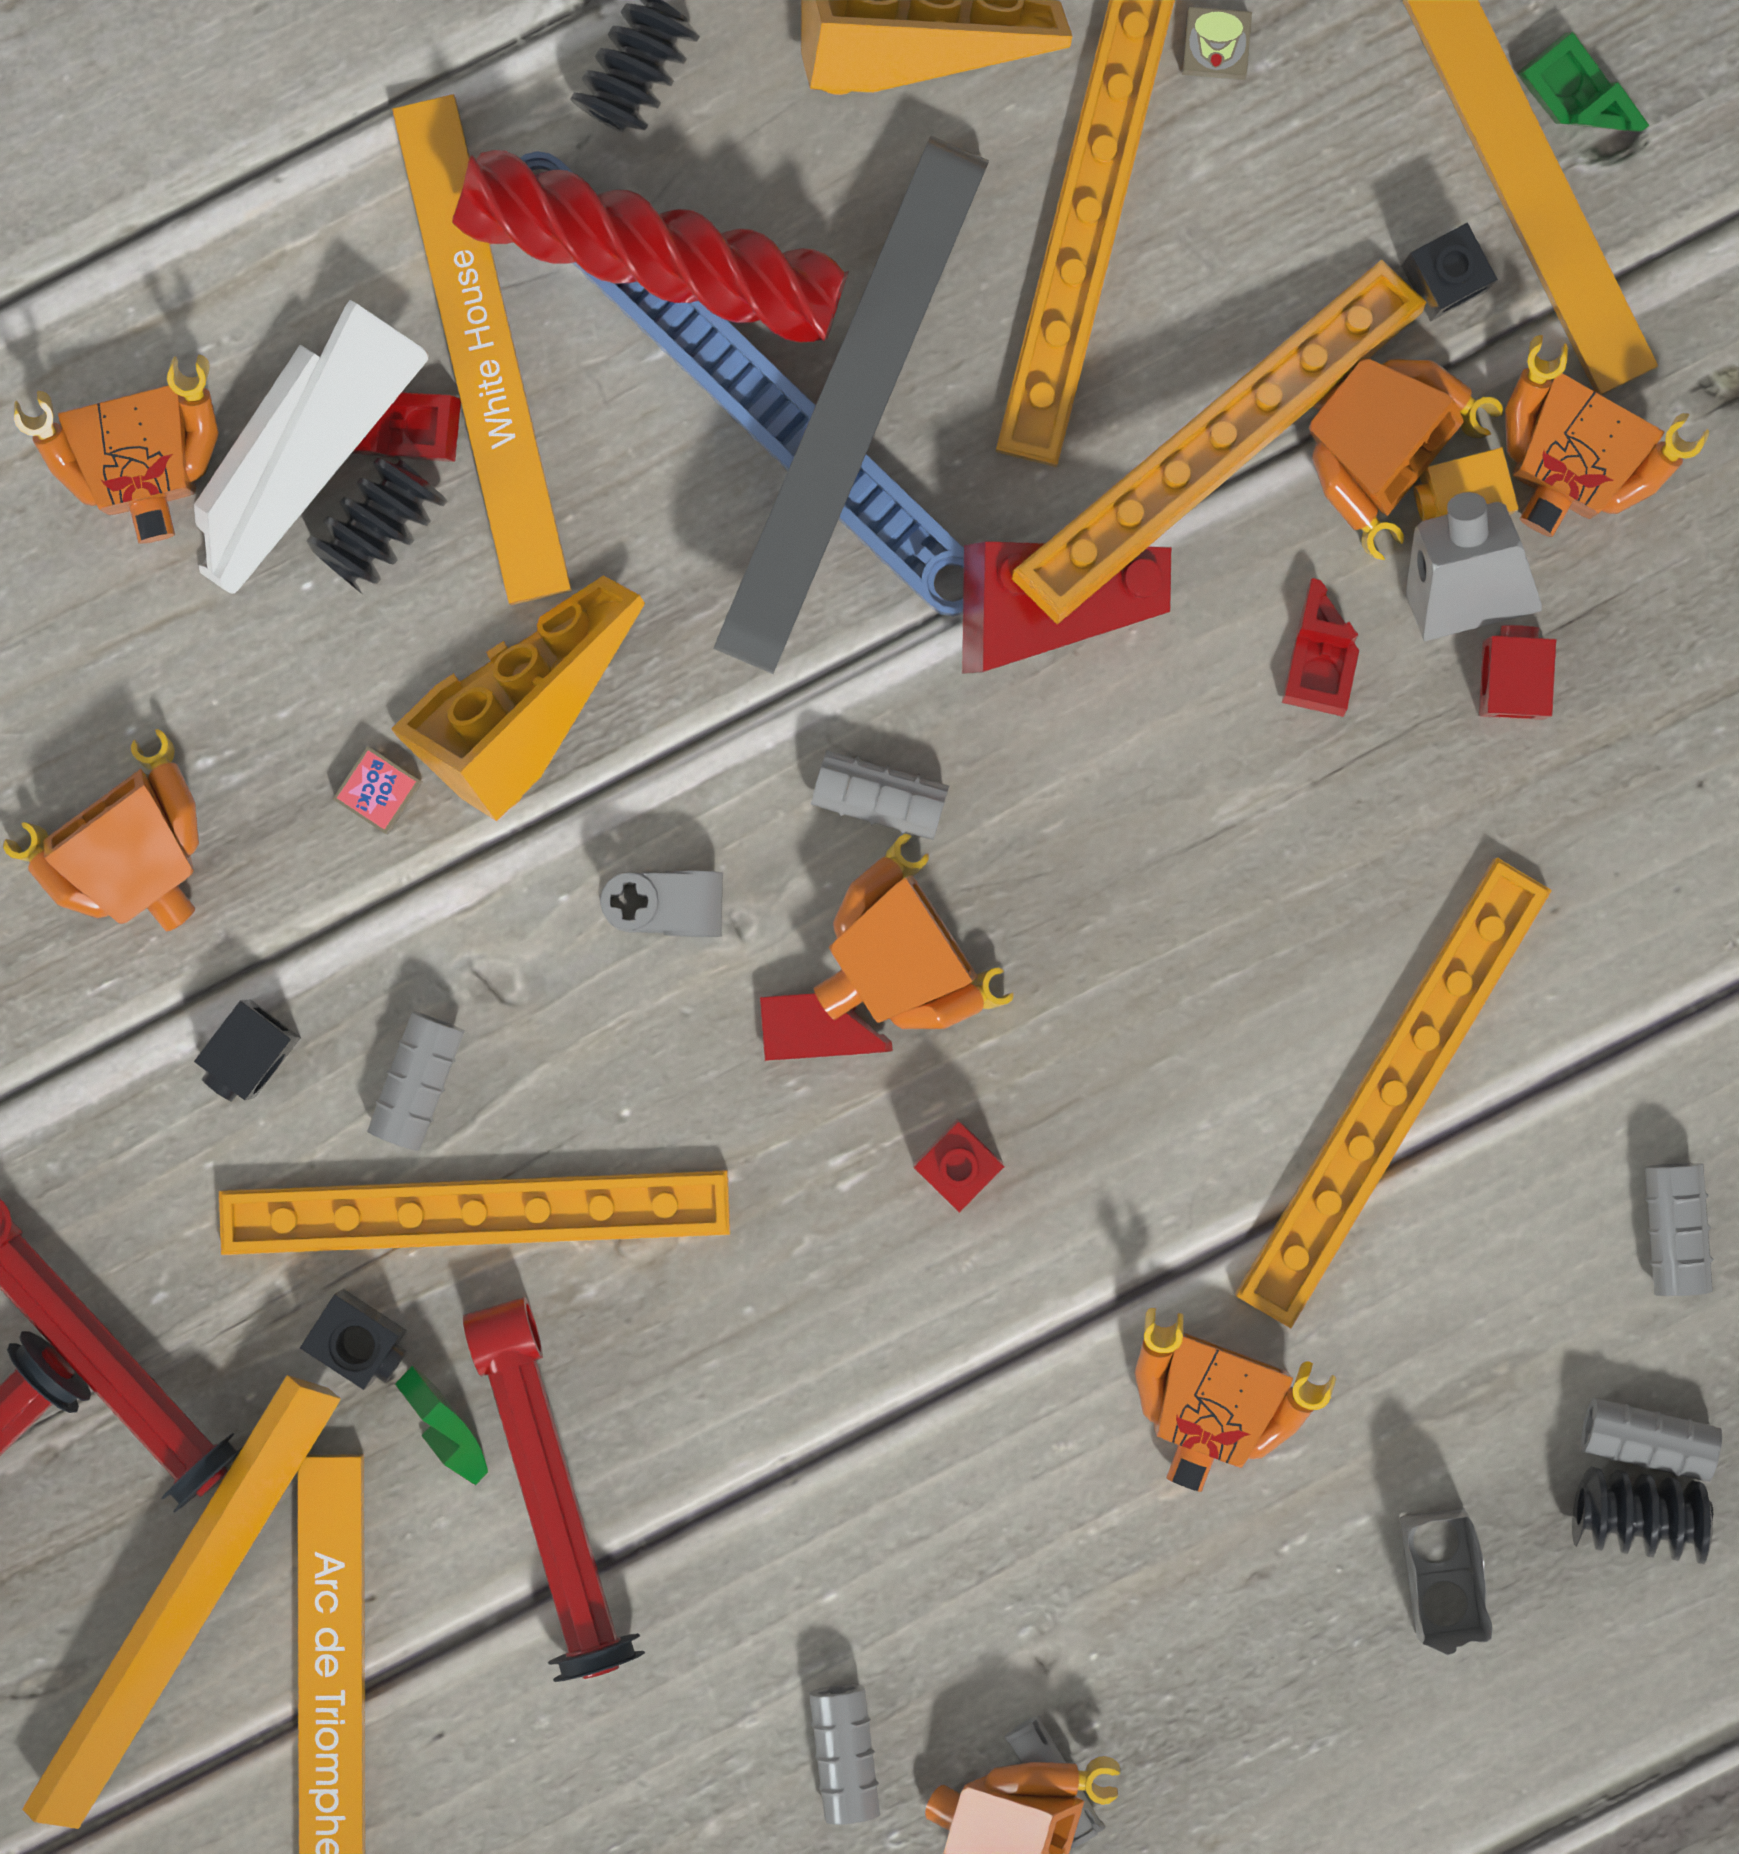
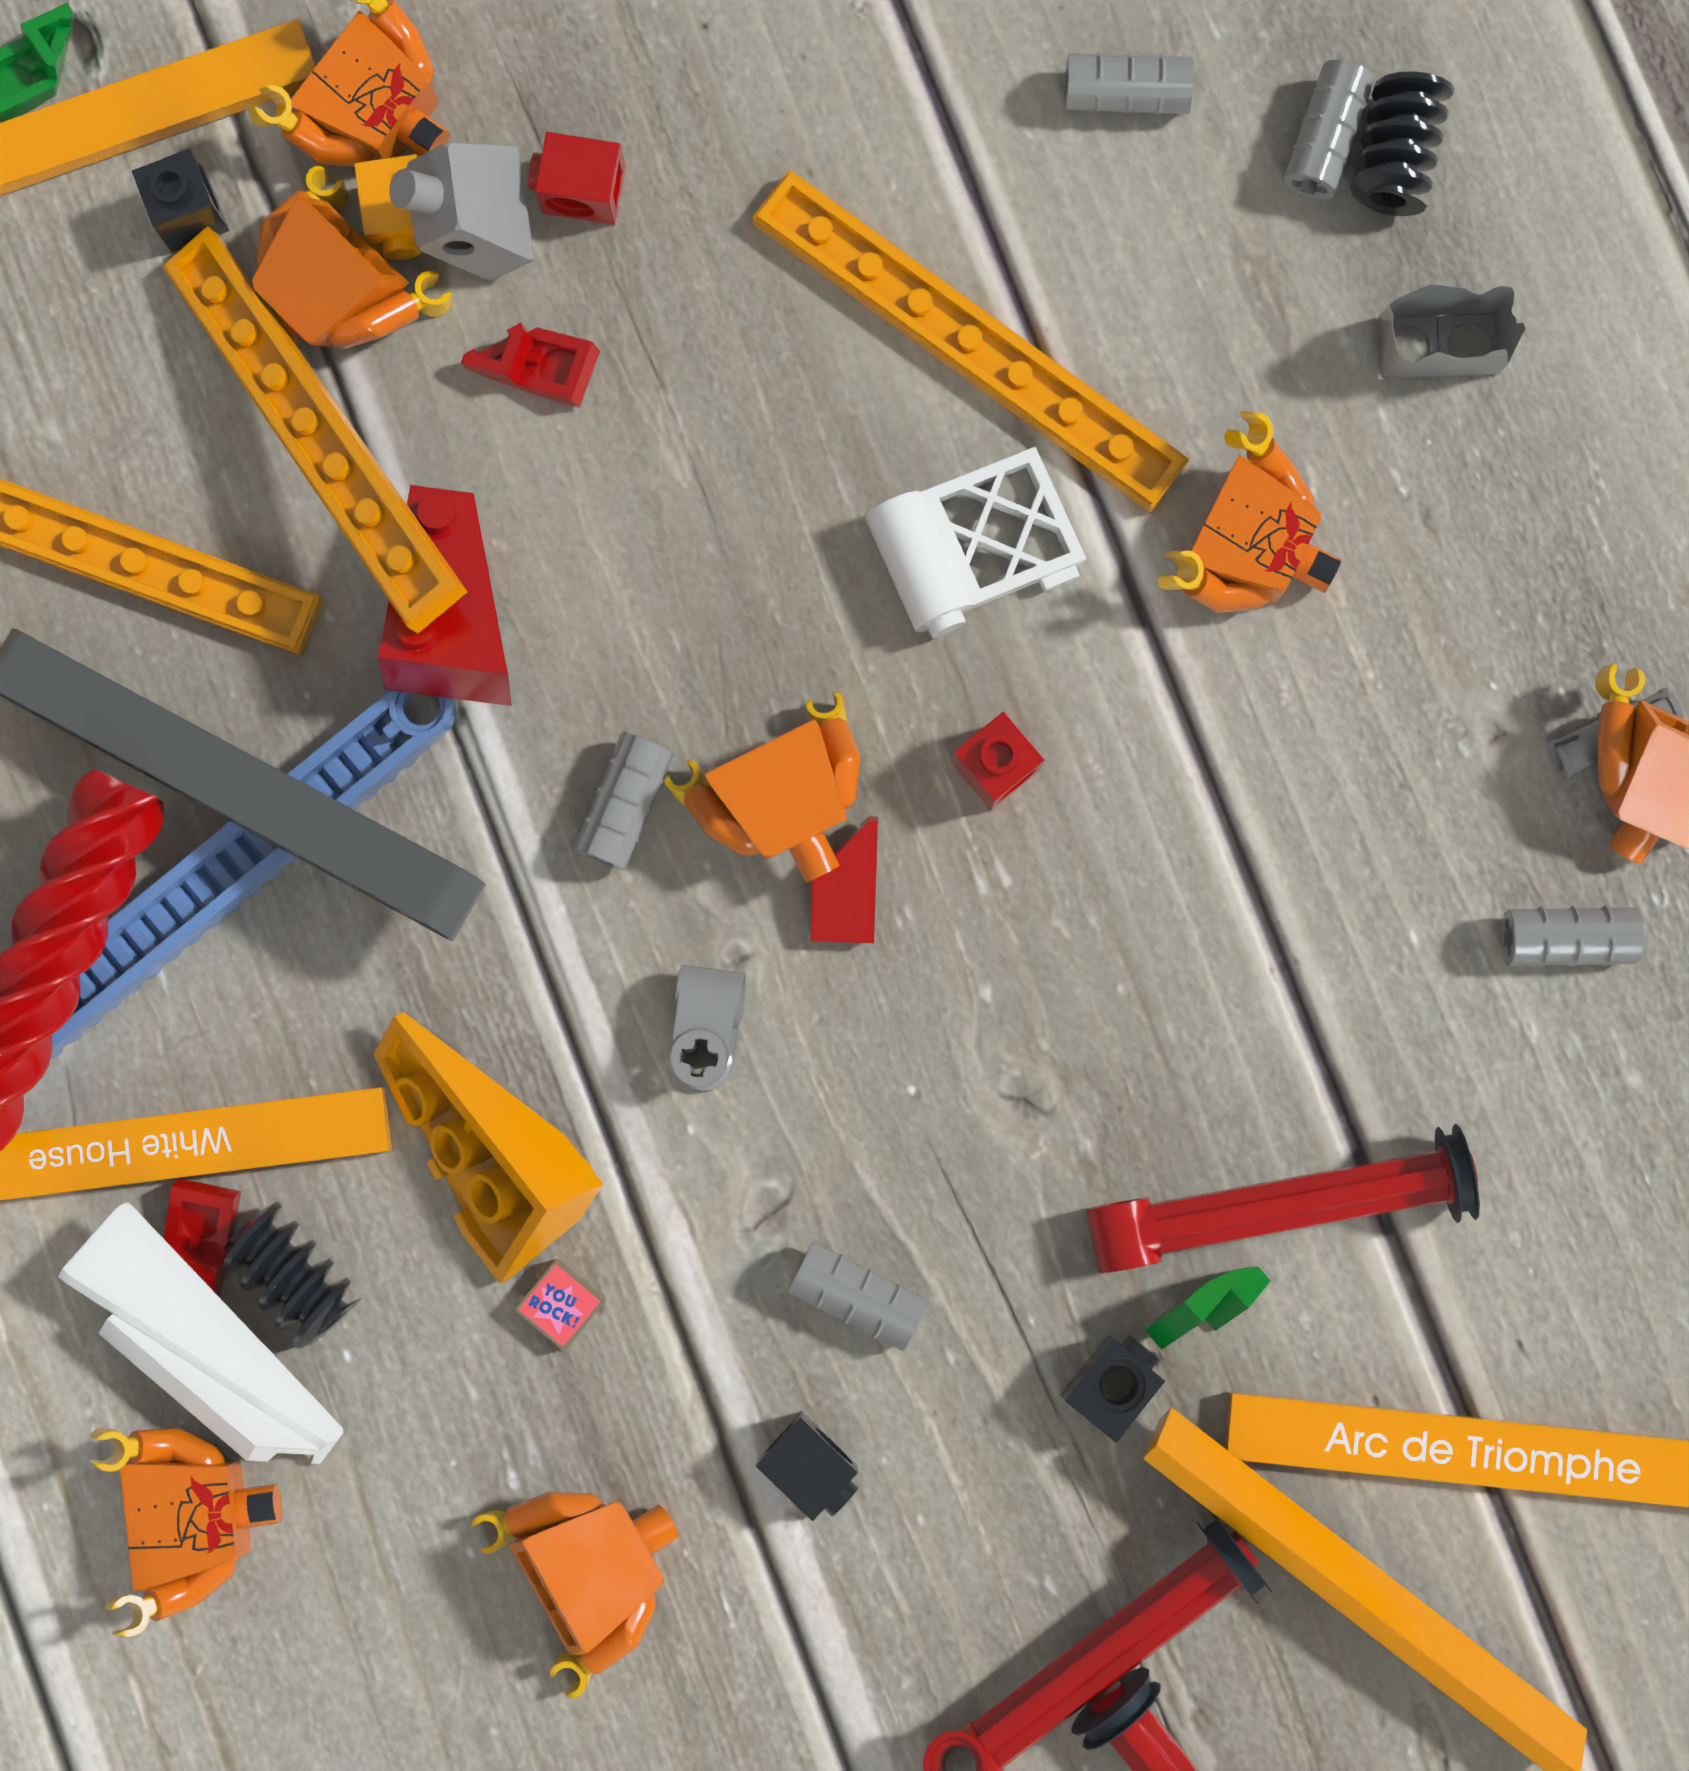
camera: 85 degrees left, 5 degrees down
(474, 1212) = (995, 1255): light orange tile -> none
(1154, 1077) = (928, 559): none -> white piece

